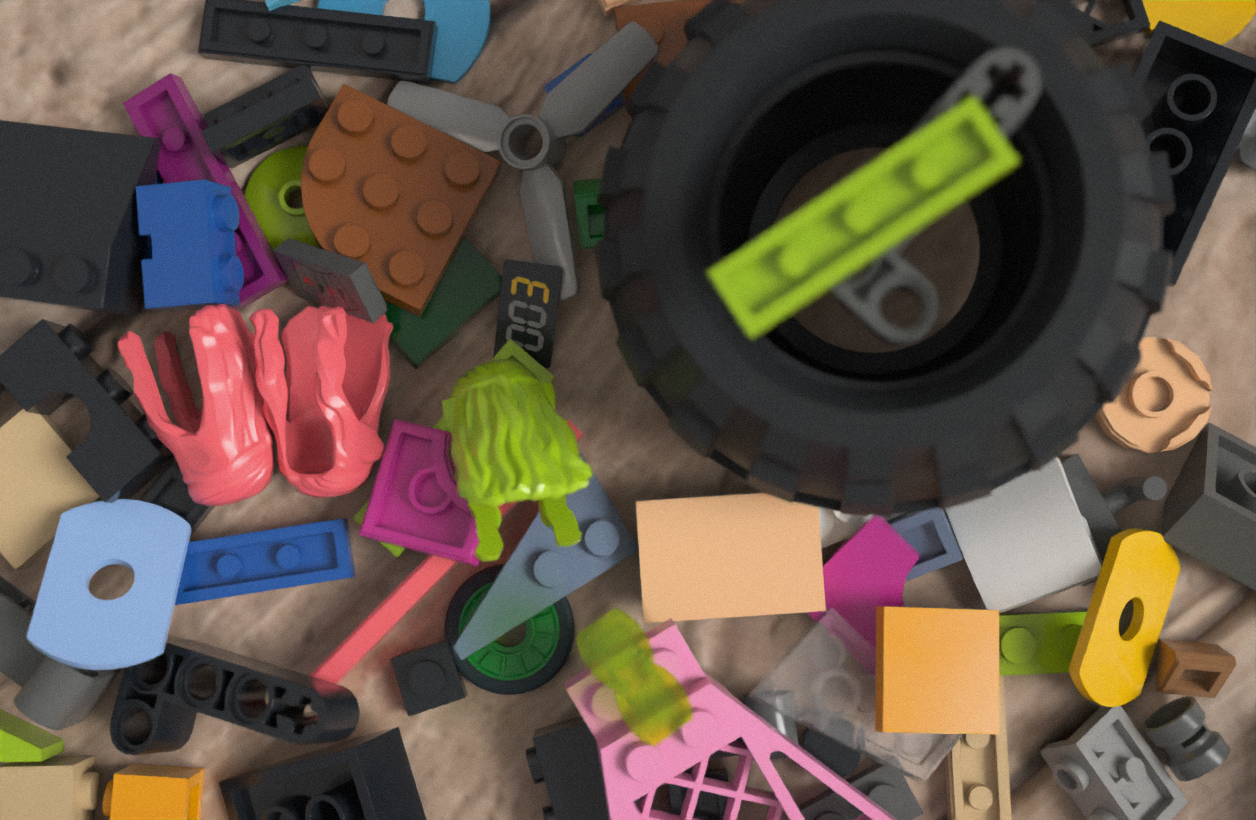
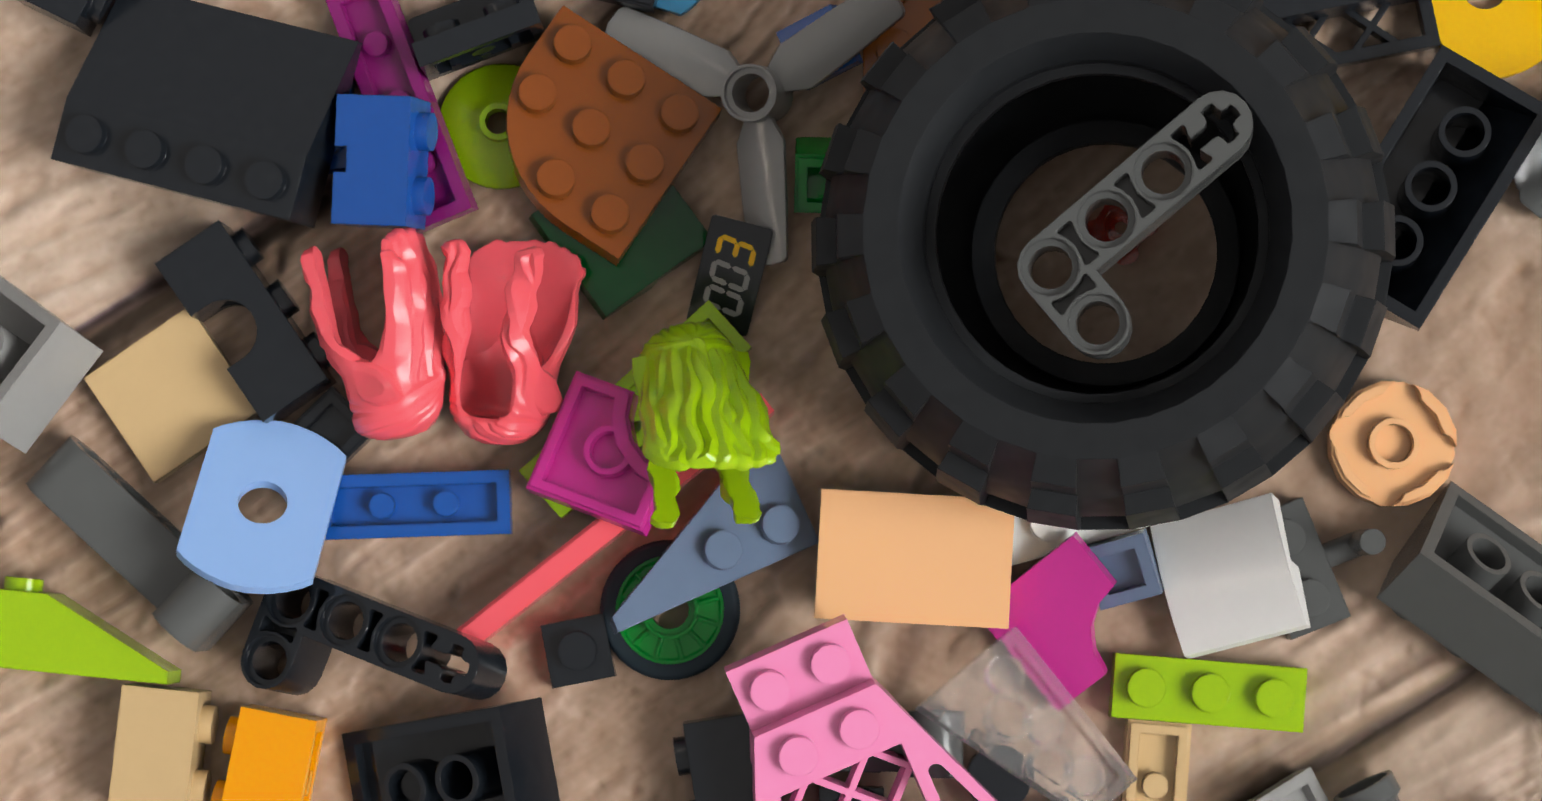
camera: 15 degrees right, 0 degrees up
(331, 279) = (527, 215): dark grey tile -> none
(645, 692) = (807, 676): clear neon green brick -> none
(863, 217) = (1066, 236): lime plate -> none
(937, 670) = (1118, 705): light orange tile -> none
(1137, 568) = (1293, 719): yellow piece -> none
(1192, 668) = (1396, 742): medium nougat slope -> none

